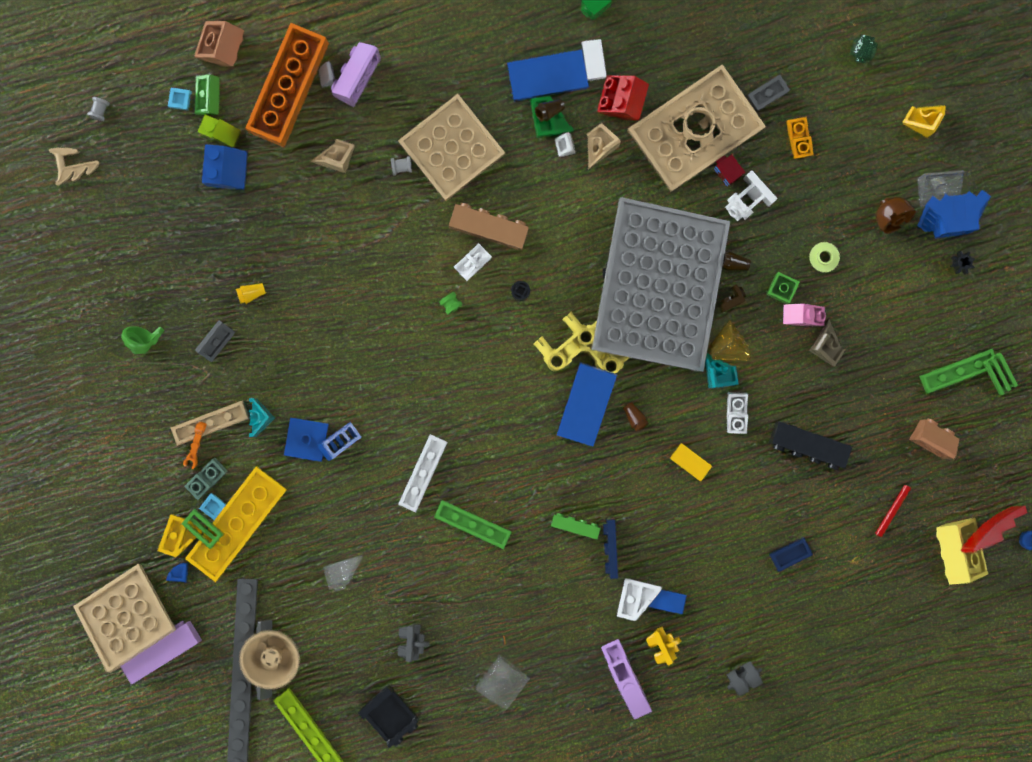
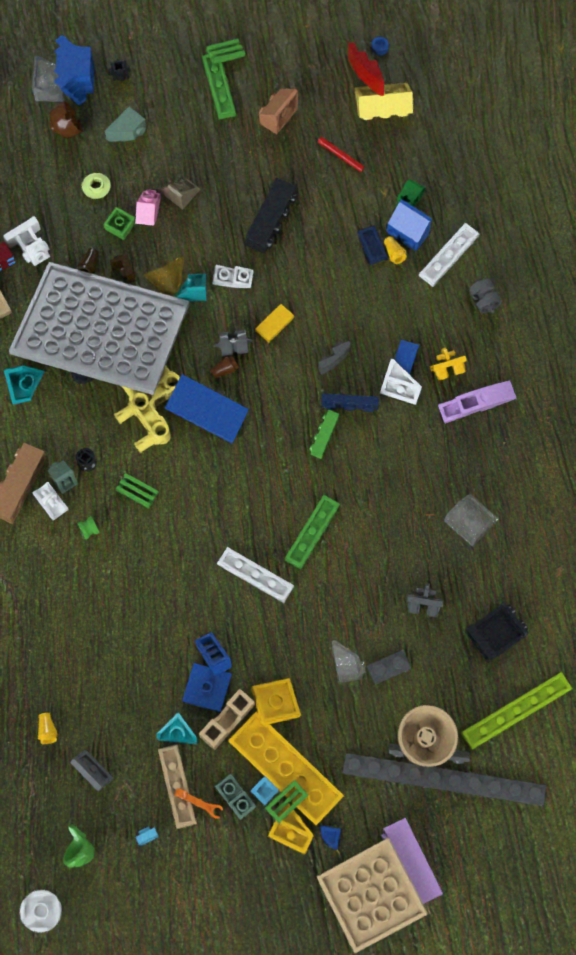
camera: 85 degrees left, 15 degrees down
(84, 312) = (40, 911): none -> white tile
(159, 400) = (146, 835): none -> medium azure plate
(274, 462) = (235, 711): none -> tan arch
(298, 507) = (275, 701): none -> yellow tile
(344, 613) = (388, 667): none -> dark grey plate
(489, 360) = (123, 482): none -> bright green tile
(500, 269) = (62, 476): none -> sand green slope
(594, 215) = (22, 382): none -> teal slope
(661, 422) = (233, 343): none -> dark grey wheel
(664, 532) = (339, 352): none -> dark grey slope
(786, 579) = (395, 251): none -> yellow cone
(789, 636) = (449, 254): none -> white tile
(813, 591) = (409, 225): none -> slope
(852, 589) = (411, 192): none -> green piece
(896, 280) = (126, 127): none -> sand green slope

